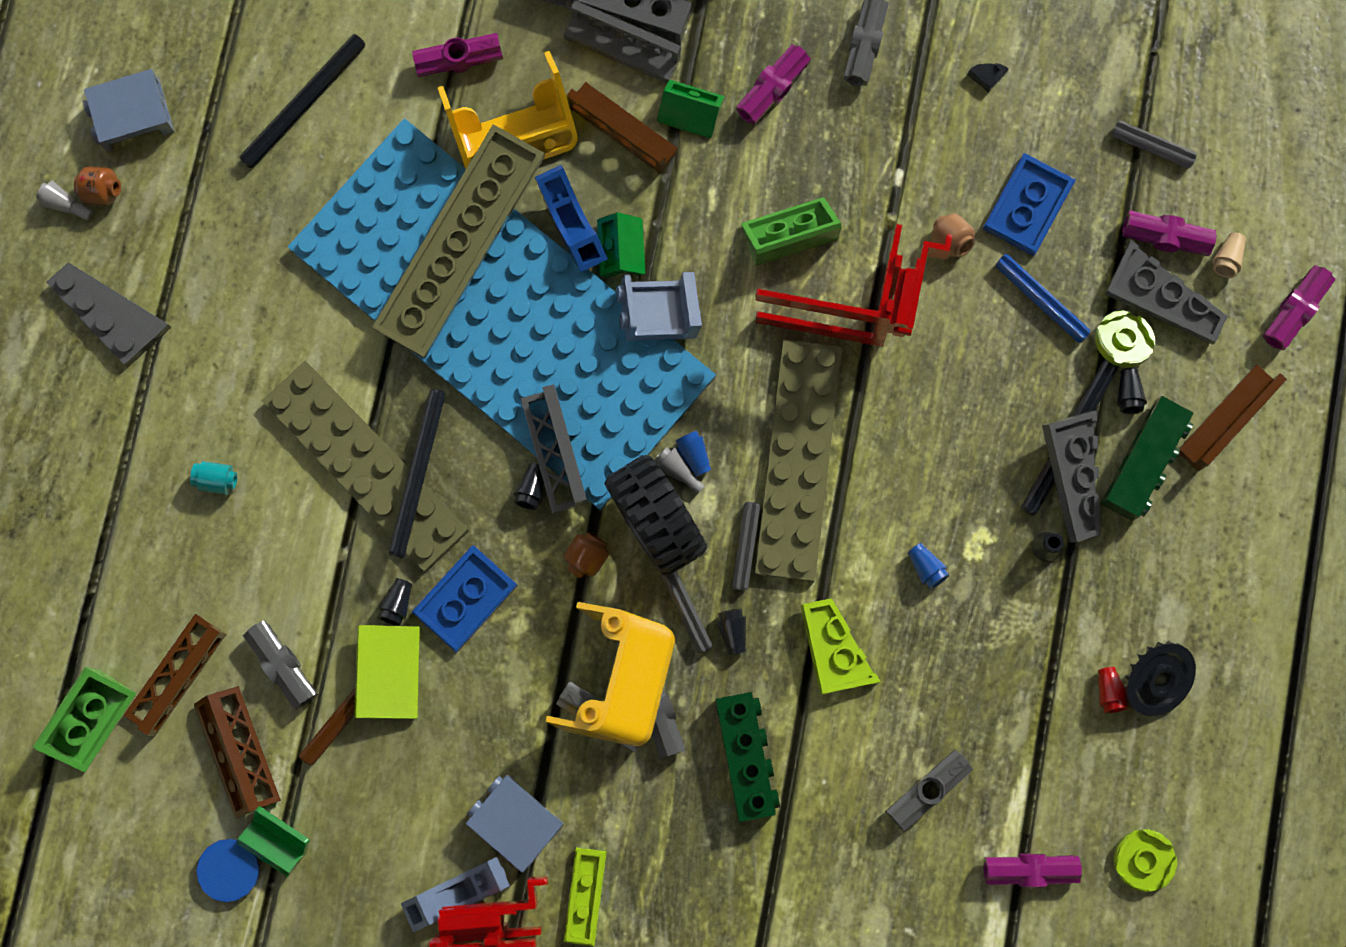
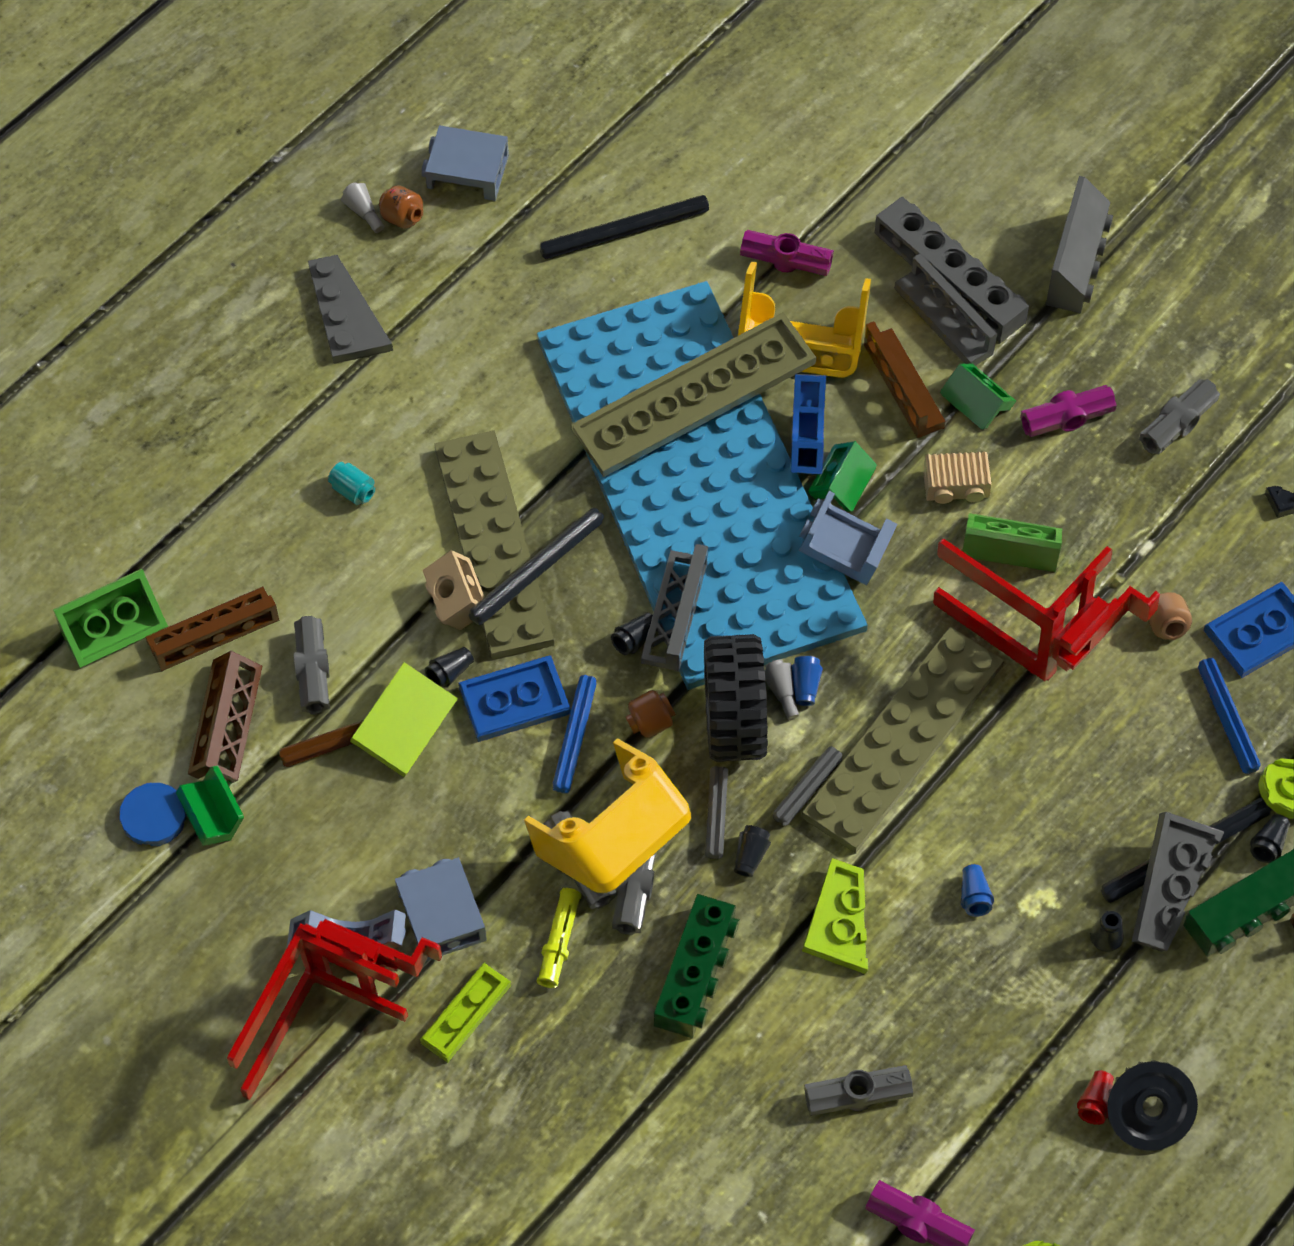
camera: 30 degrees right, 20 degrees down
(357, 518) = (453, 588): none -> tan brick
(532, 604) = (574, 734): none -> blue axle
(623, 792) = (555, 950): none -> neon yellow pin
(716, 197) = (957, 477): none -> tan brick

